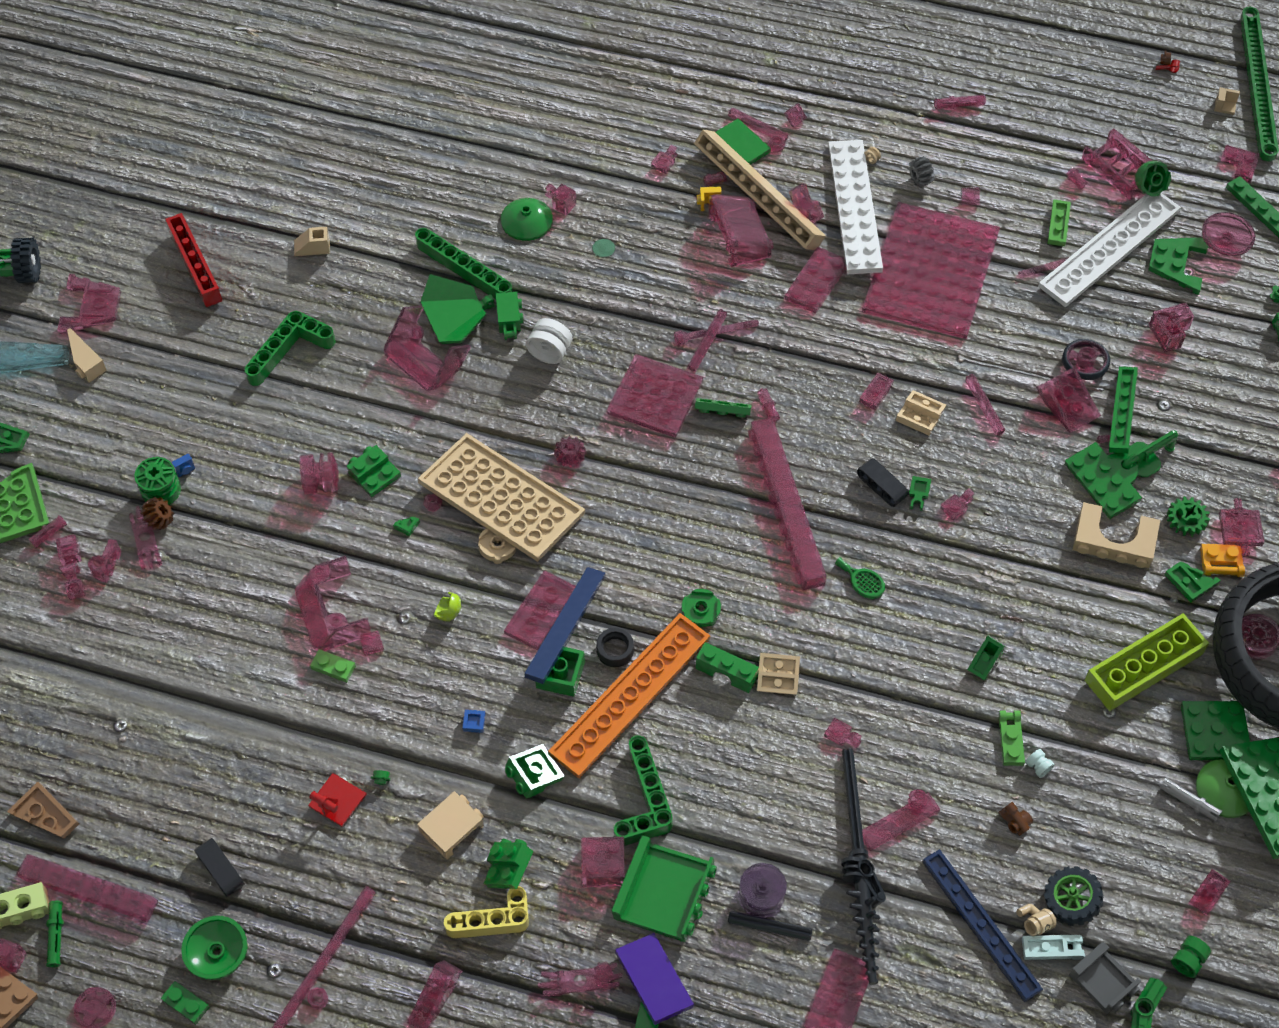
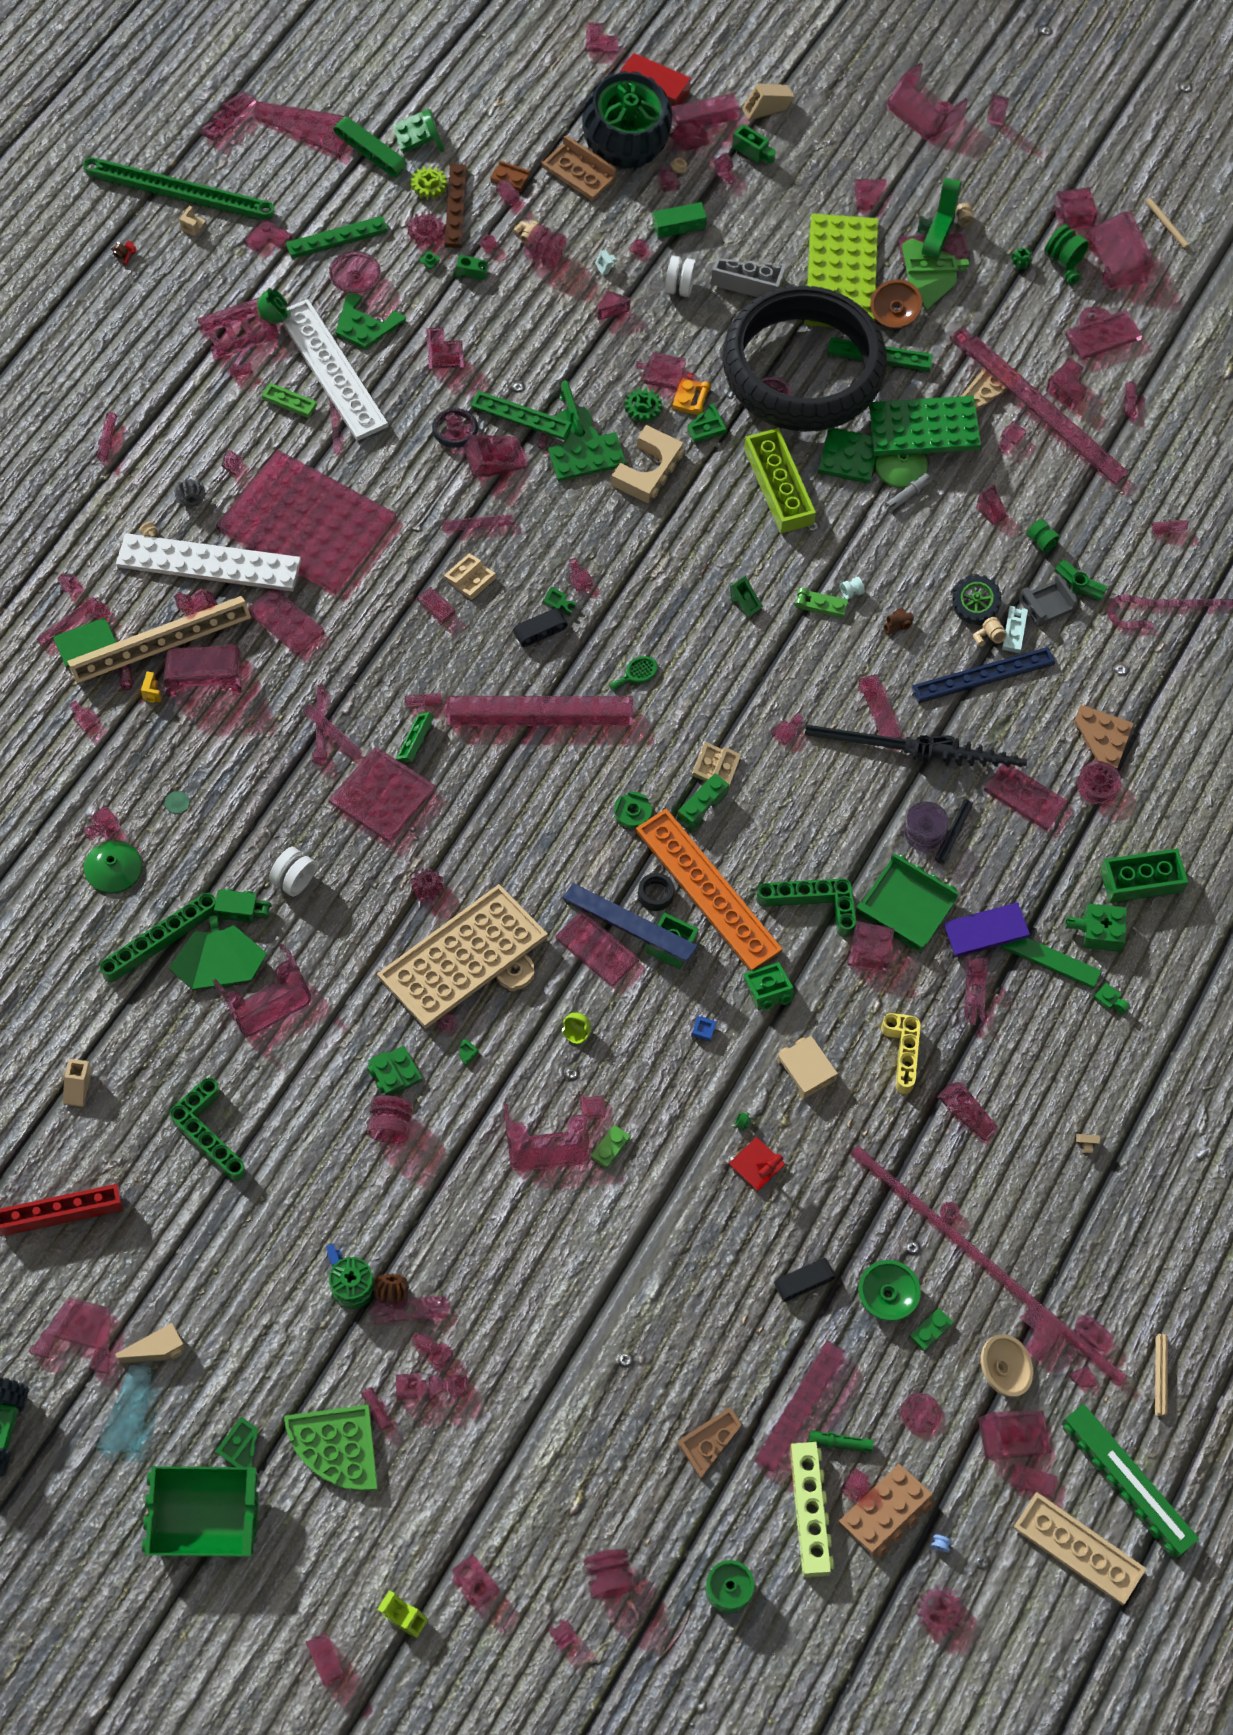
camera: 80 degrees left, 5 degrees up
(507, 863) = (860, 1024): green plate -> none

